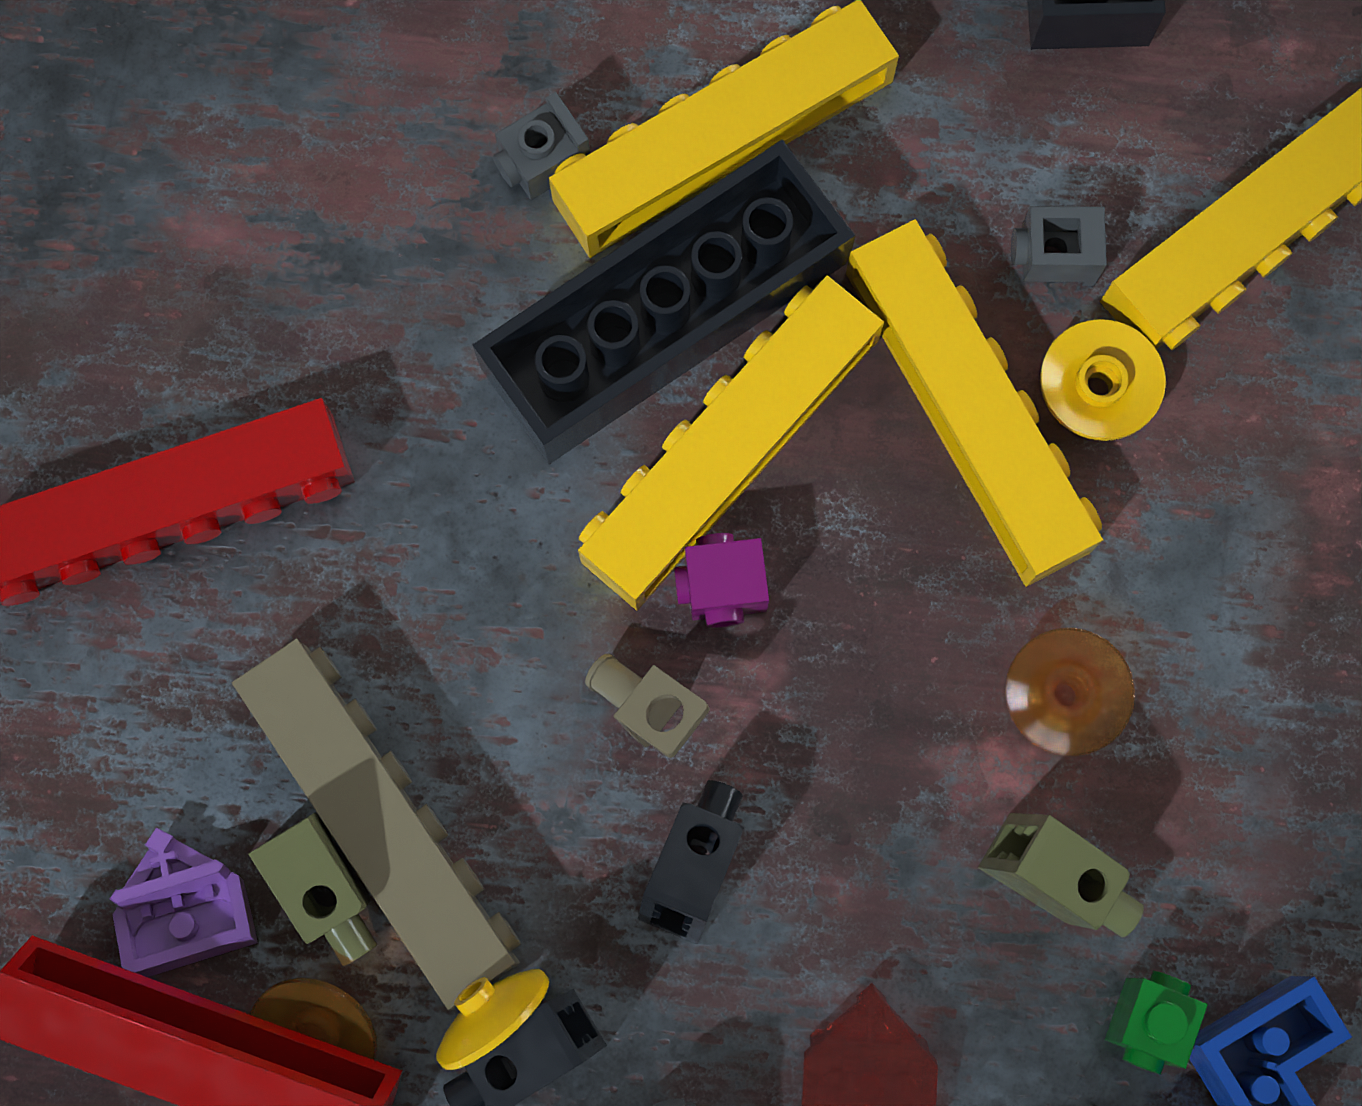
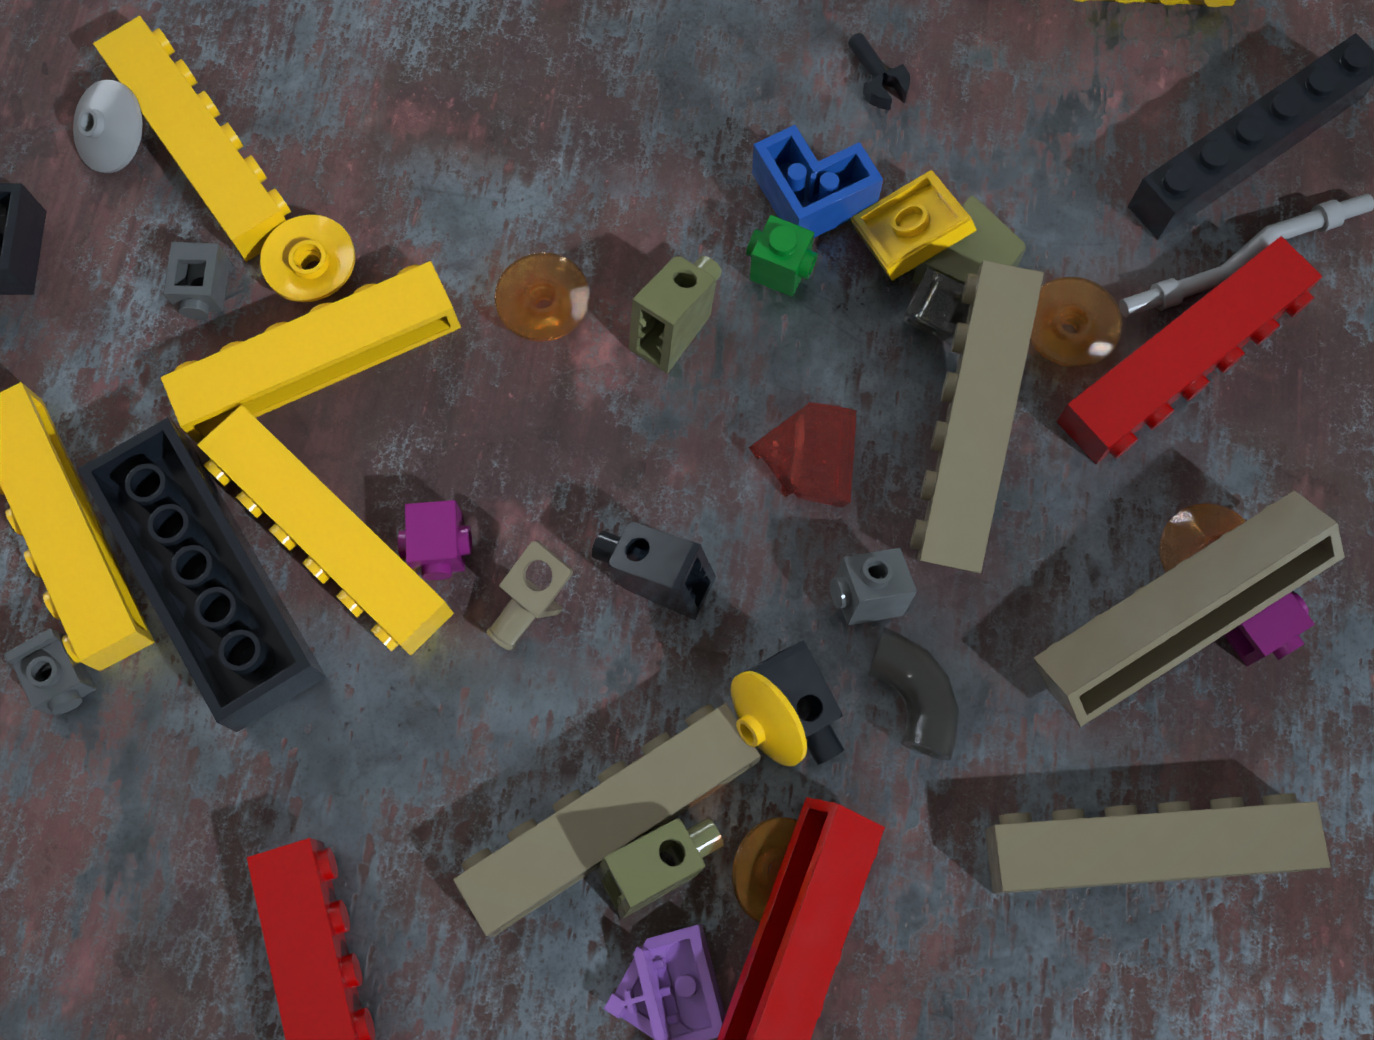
camera: 85 degrees left, 5 degrees down
(1273, 102) = (107, 126): none -> light grey dish

